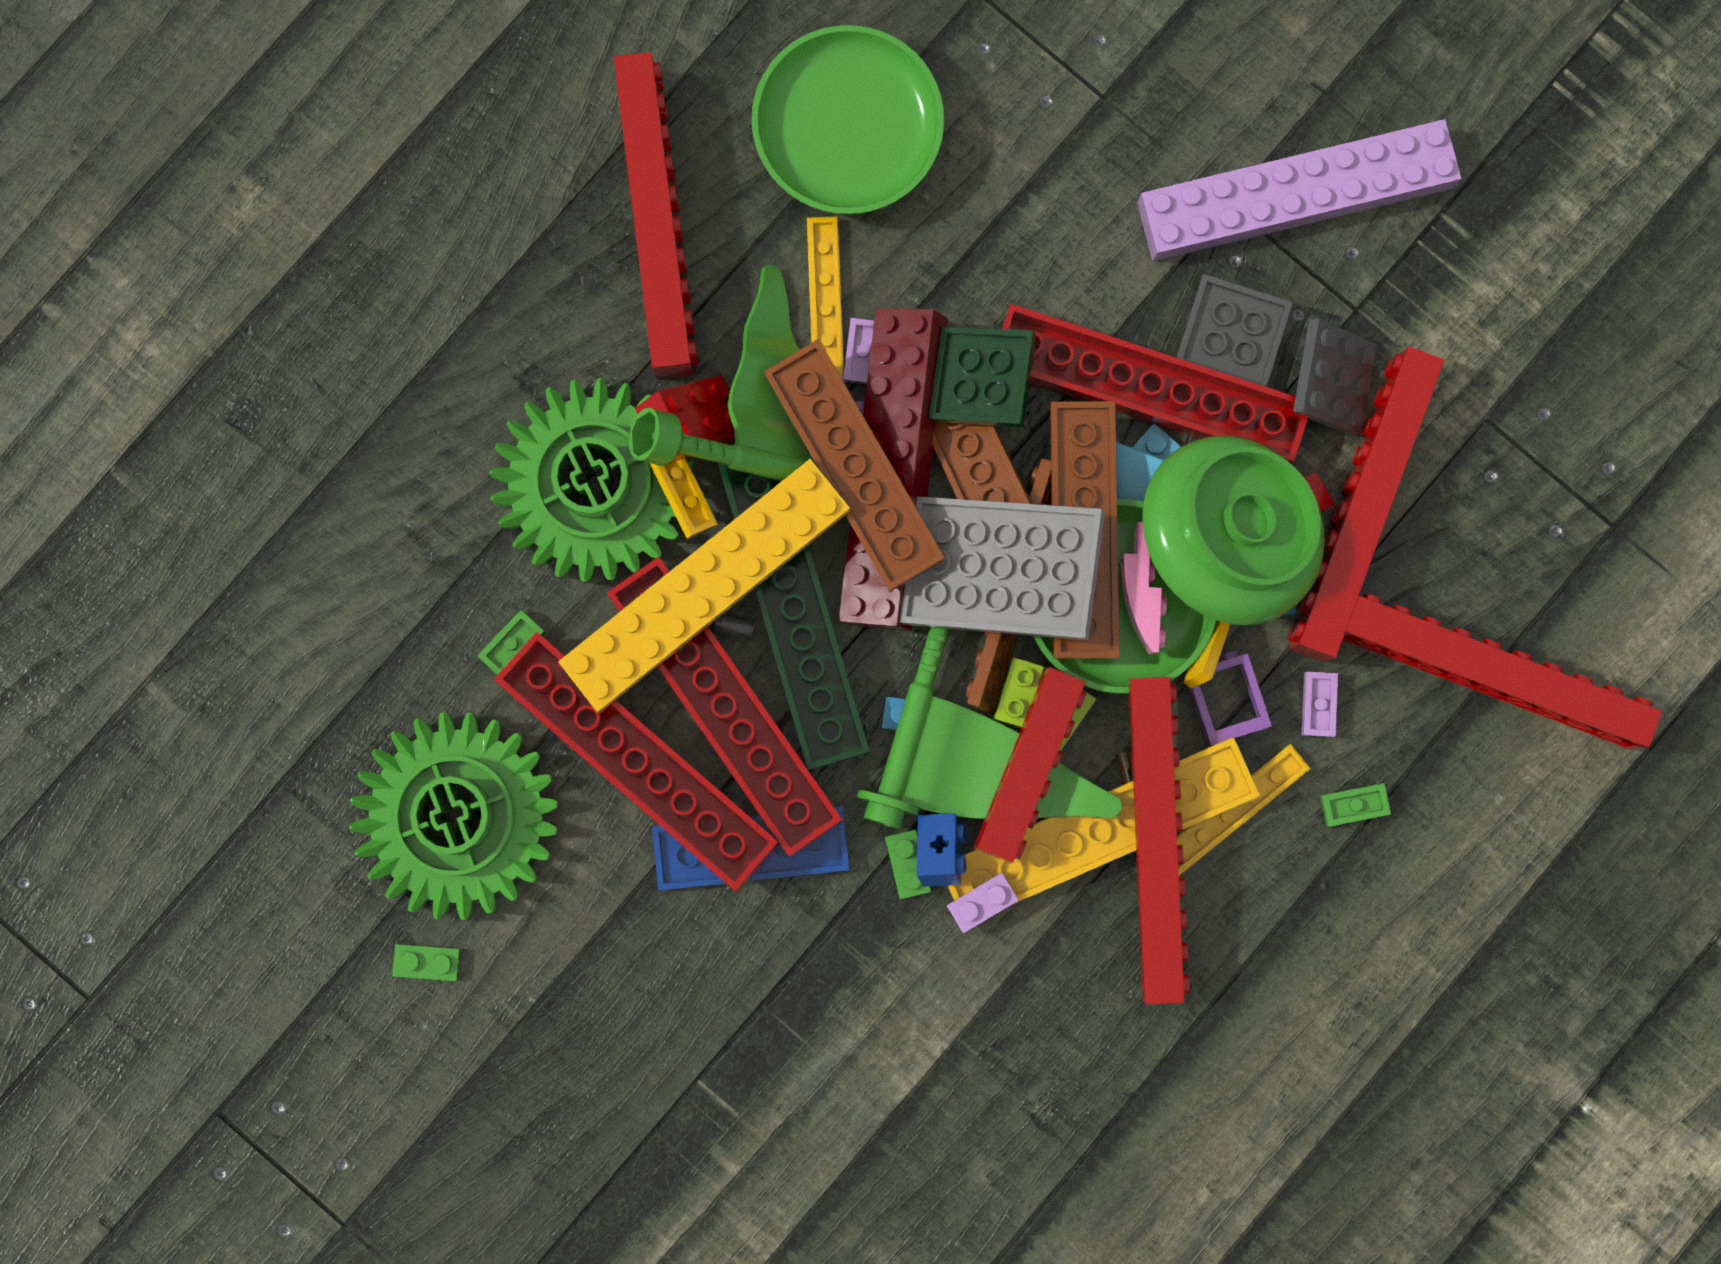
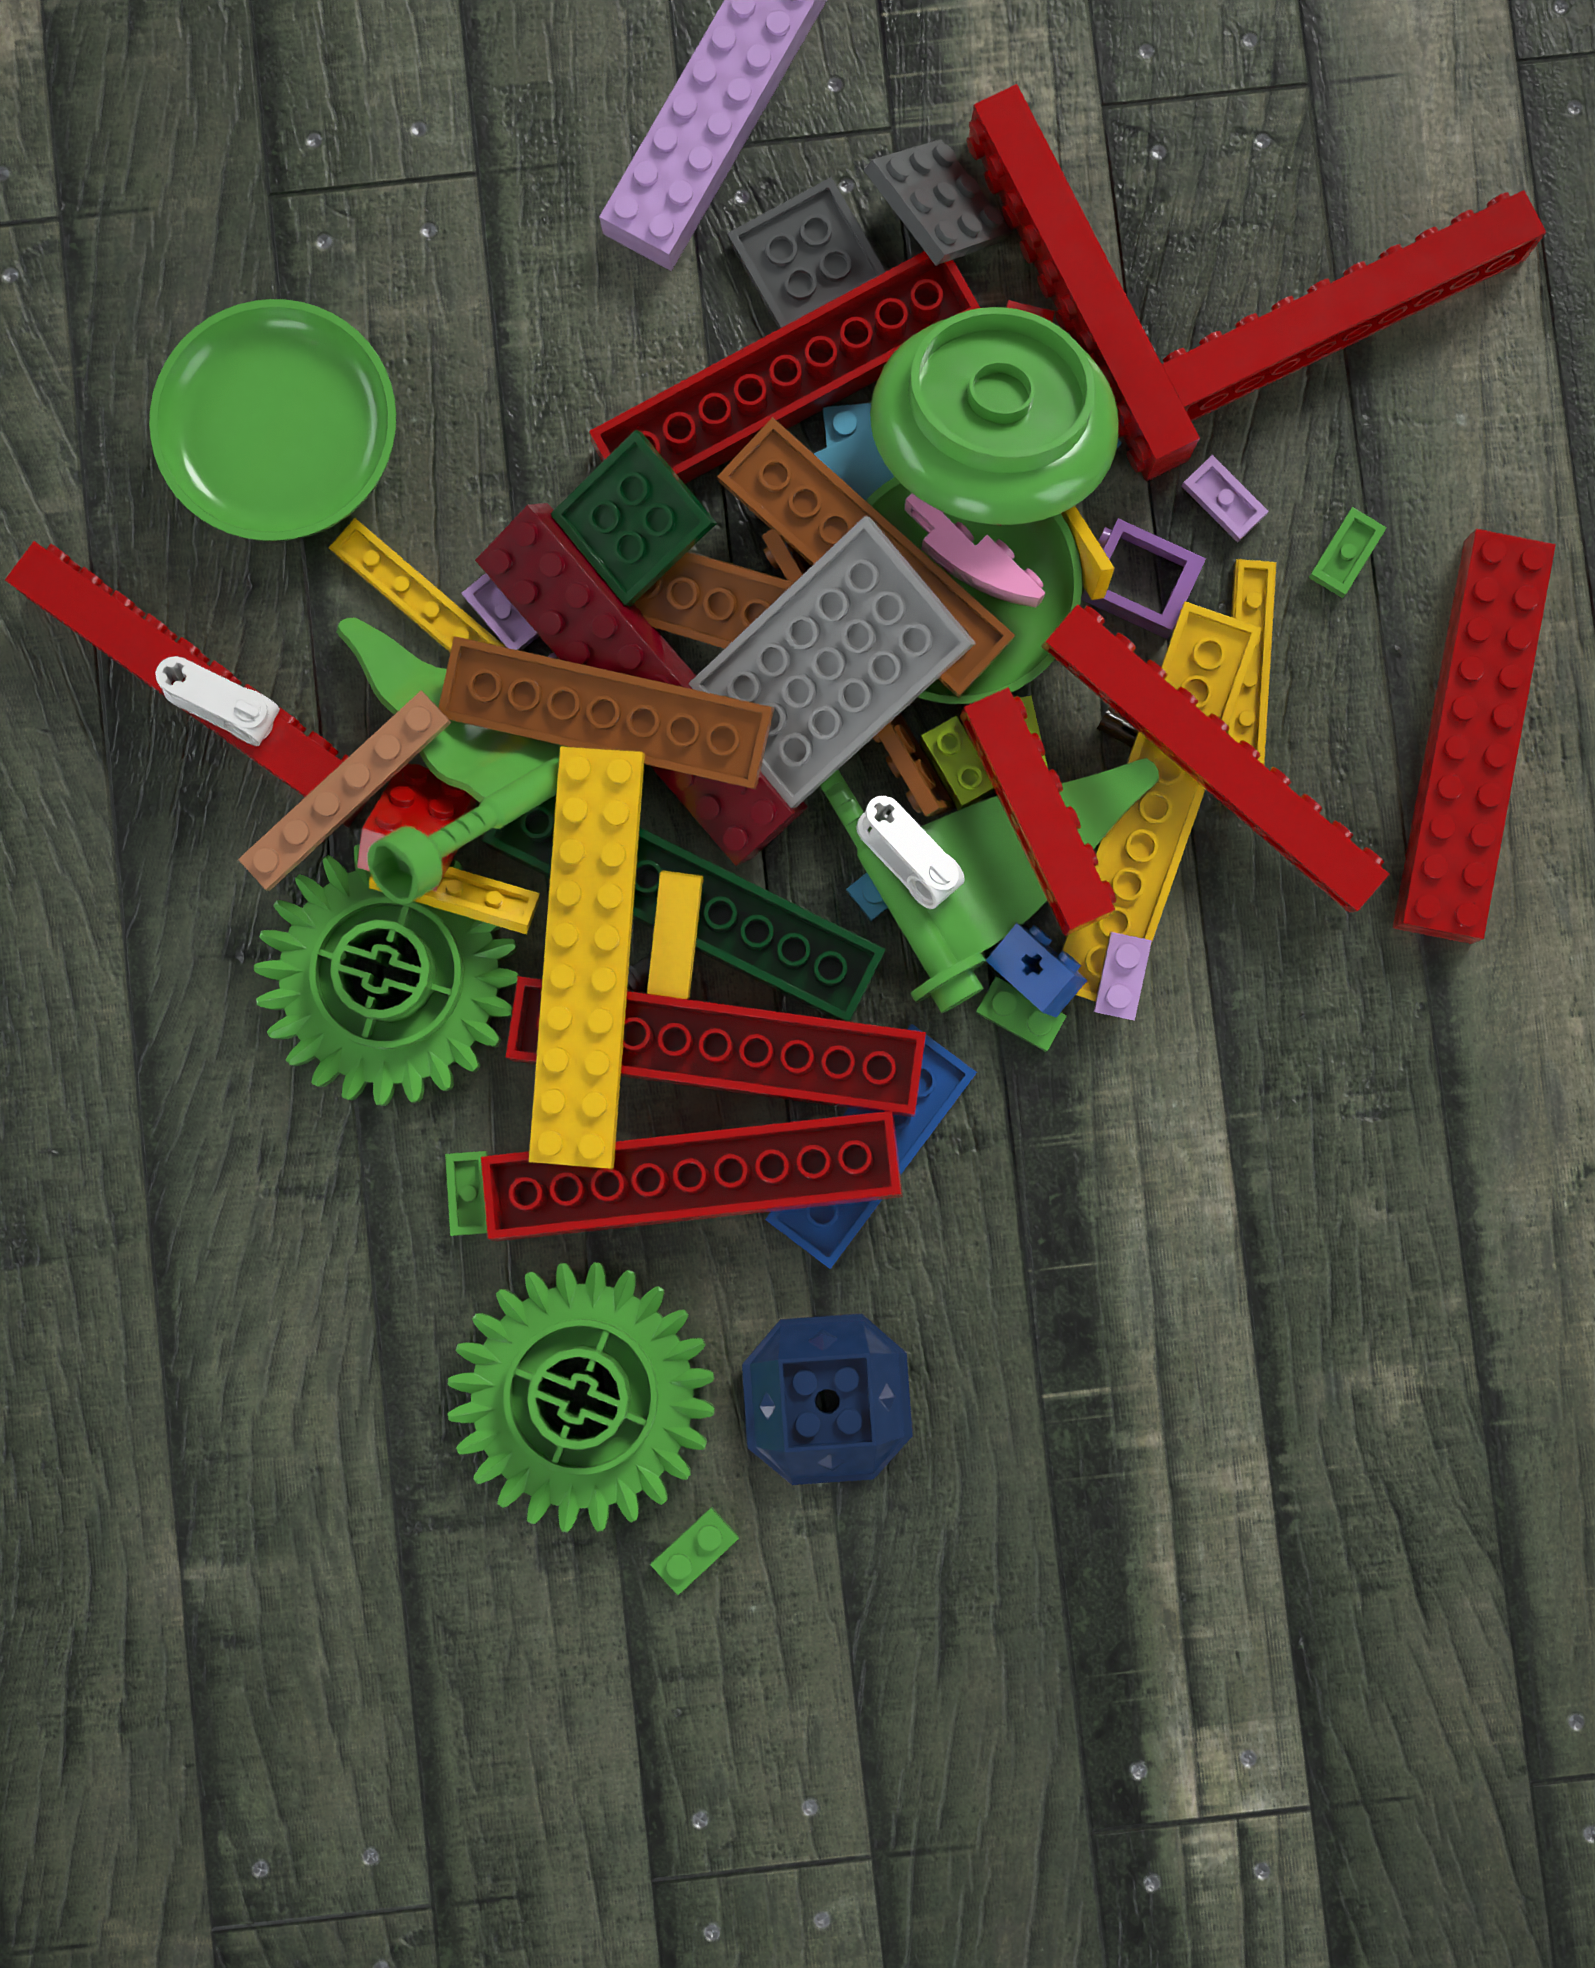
camera: 40 degrees left, 0 degrees up
(616, 951) = (833, 1354): none -> dark blue piece
(655, 241) = (217, 700): none -> white piece
(672, 360) = (344, 790): none -> nougat plate
(765, 623) = (675, 934): none -> yellow tile
(937, 713) = (909, 852): none -> white piece
(1315, 978) = (1474, 736): none -> red brick

